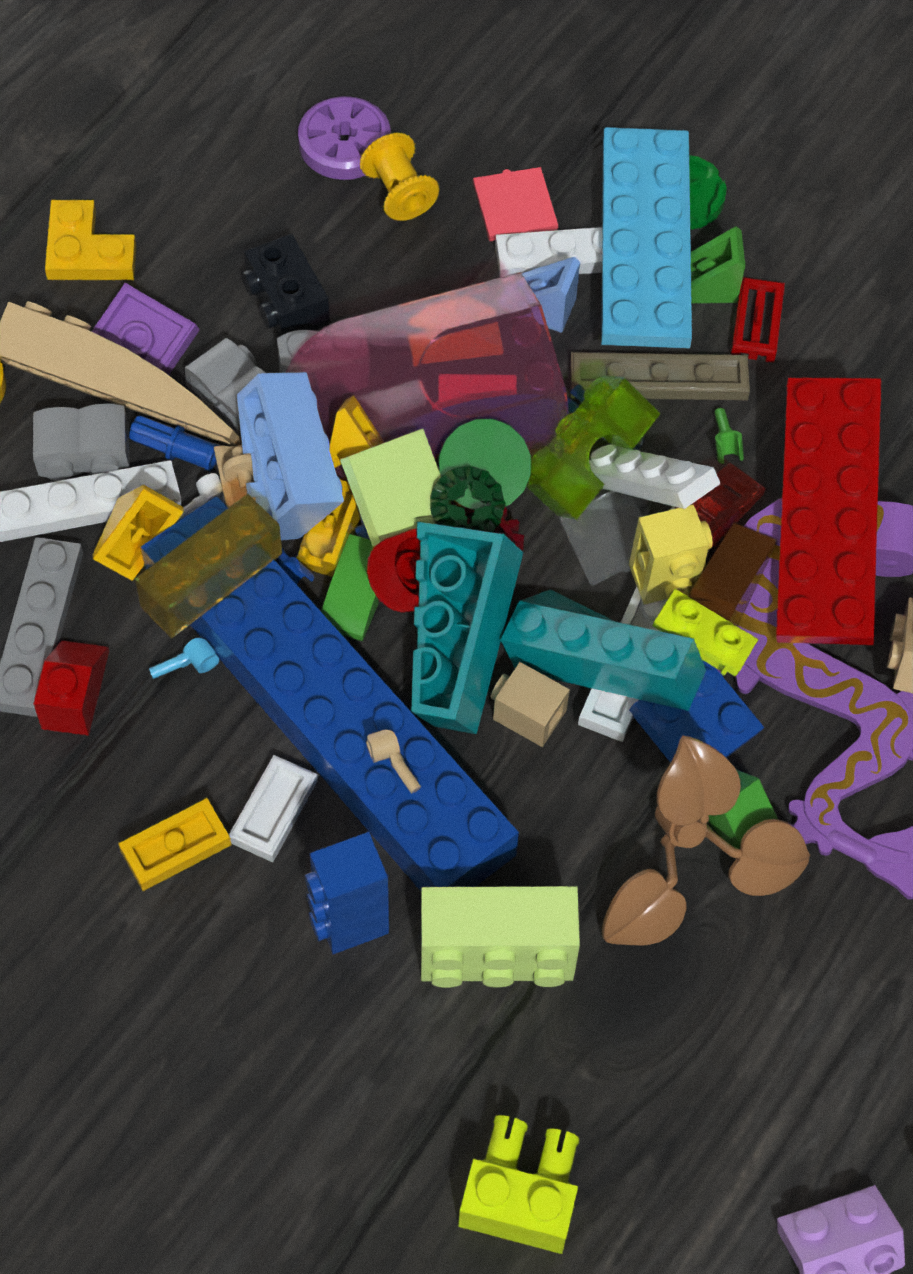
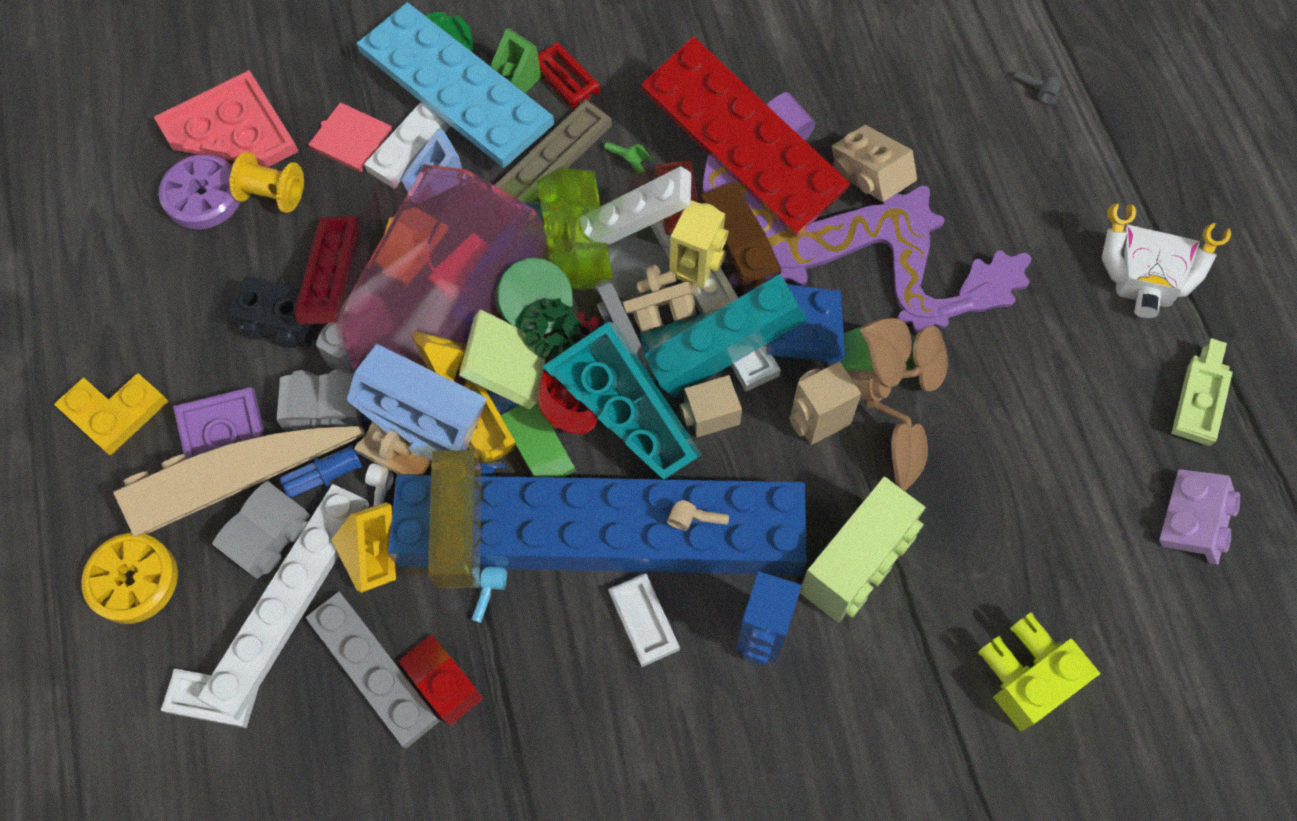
camera: 45 degrees left, 5 degrees up
(175, 844) = (618, 704): yellow plate -> none
(358, 289) = (327, 270): none -> dark red plate
(430, 102) = (227, 123): none -> coral plate
(544, 558) = (613, 311): none -> light grey hinge
(608, 586) = (646, 307): none -> tan hips
(617, 791) = (824, 403): none -> tan brick
(716, 638) = (761, 266): neon yellow hinge -> none

